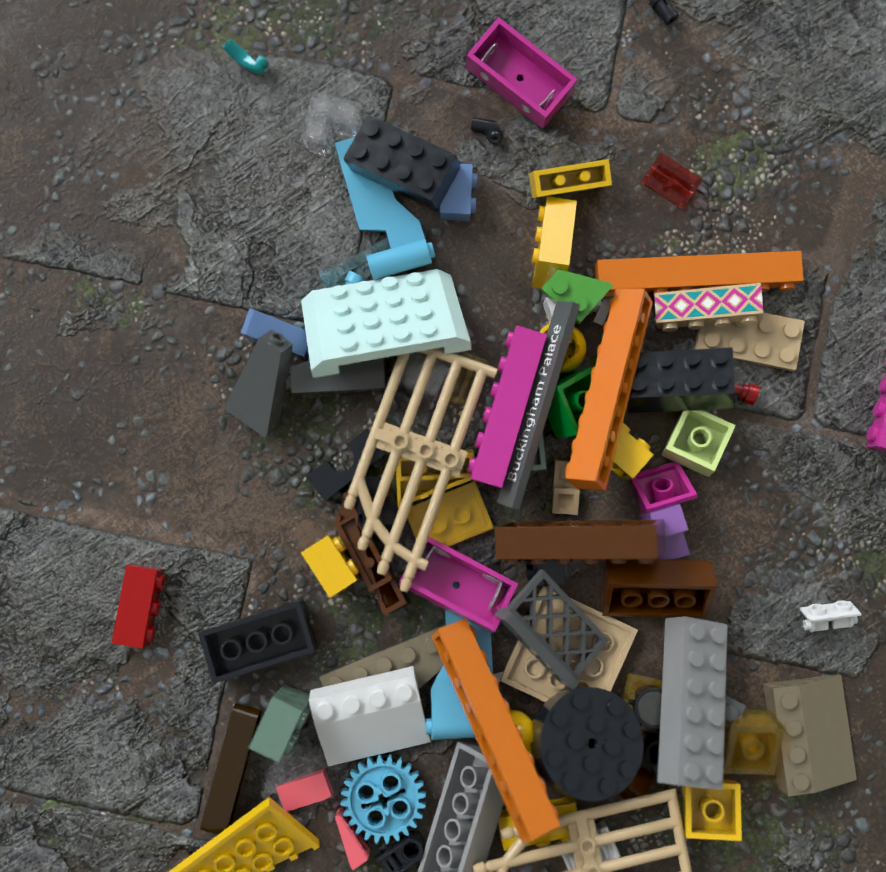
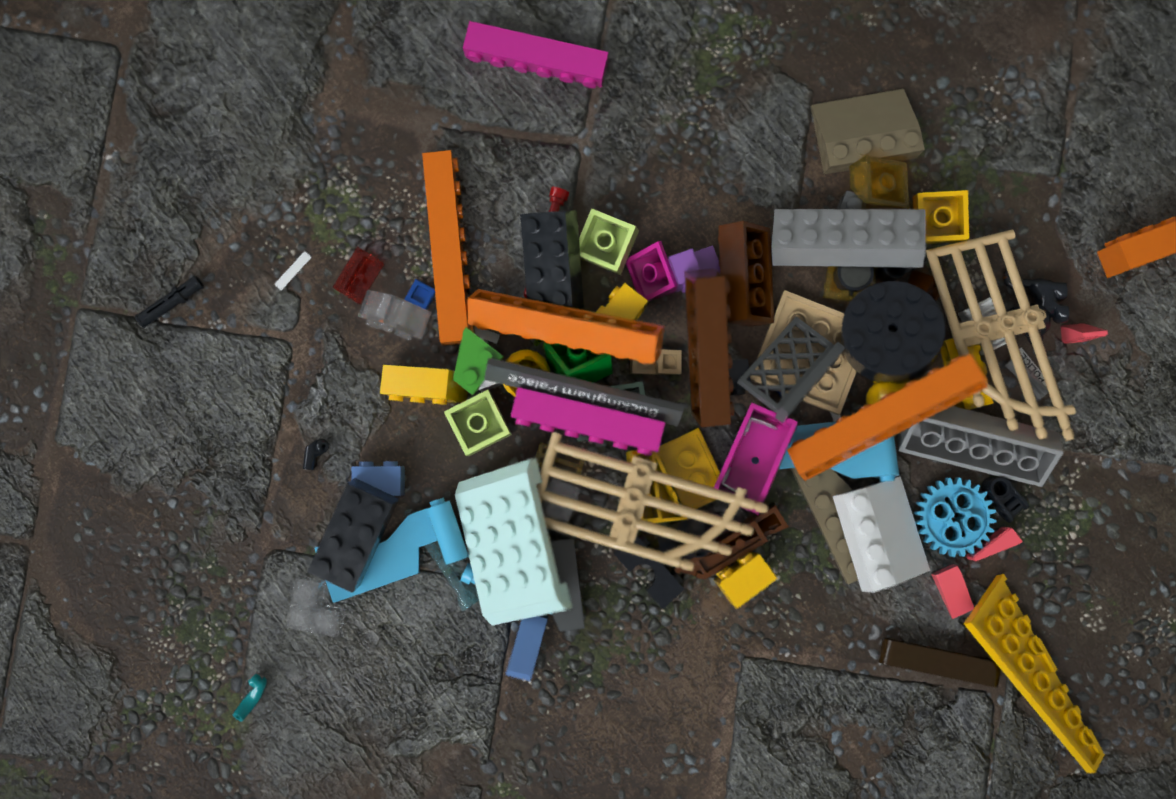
camera: 90 degrees left, 0 degrees up
(138, 606) = (794, 762): red brick -> none
(258, 641) = (819, 644): black brick -> none
(262, 384) = (578, 657): dark grey slope -> none
(282, 723) = (895, 615): sand green piece -> none
(504, 56) = (241, 440): dark pink piece -> none
(510, 295) = (477, 423): none -> yellowish green brick
(570, 178) = (361, 372): yellow brick -> none
(631, 210) = (393, 313): none -> clear brick
(648, 244) = (420, 294): none -> blue tile
(679, 115) = (293, 270): none -> white sticker
(709, 306) = (480, 237): brick -> none
(769, 343) = (503, 197): tan plate -> none
(841, 613) = (757, 106): white hinge -> none

